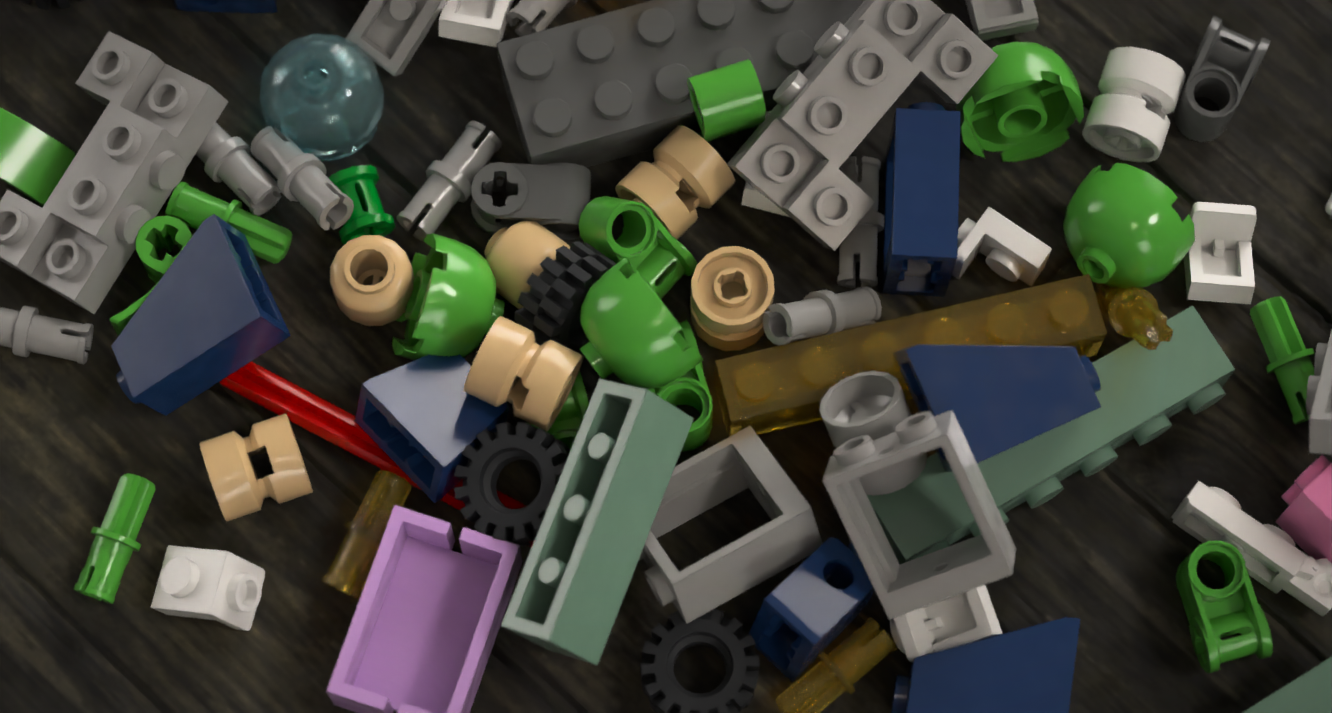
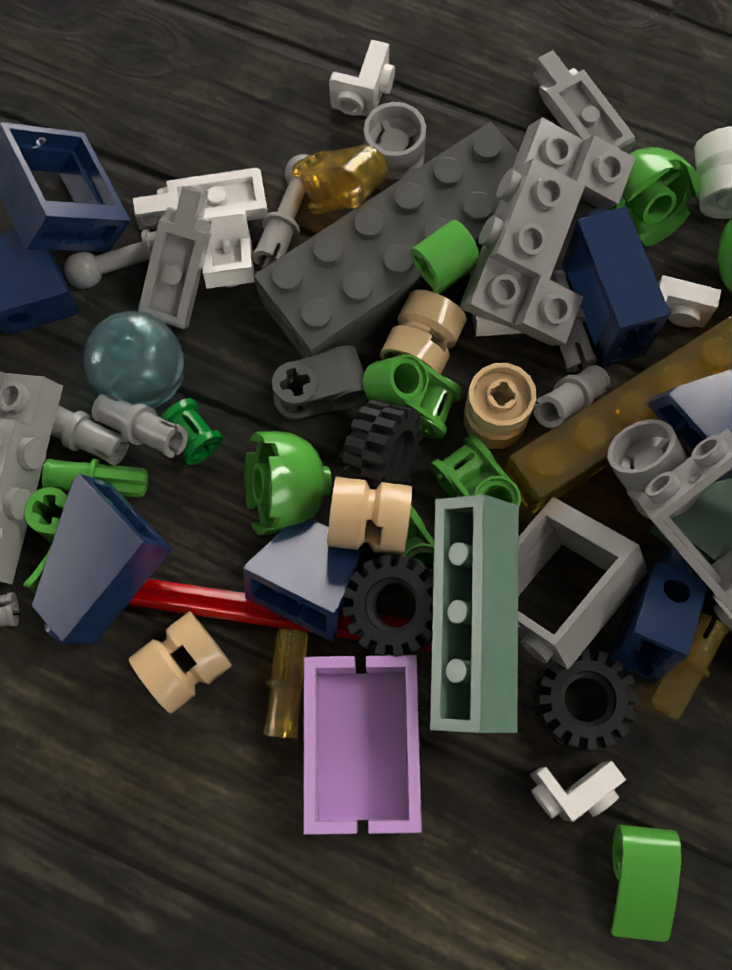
camera: 15 degrees left, 0 degrees up
(115, 539) = (87, 759): bright green axle -> none
(209, 586) = (175, 771): white bracket -> none
(374, 262) = (220, 469): tan head -> none
(449, 180) = (252, 391): light grey pin -> none
(516, 254) = (328, 428): tan head -> none
(633, 331) = (444, 452): bright green cylinder -> none

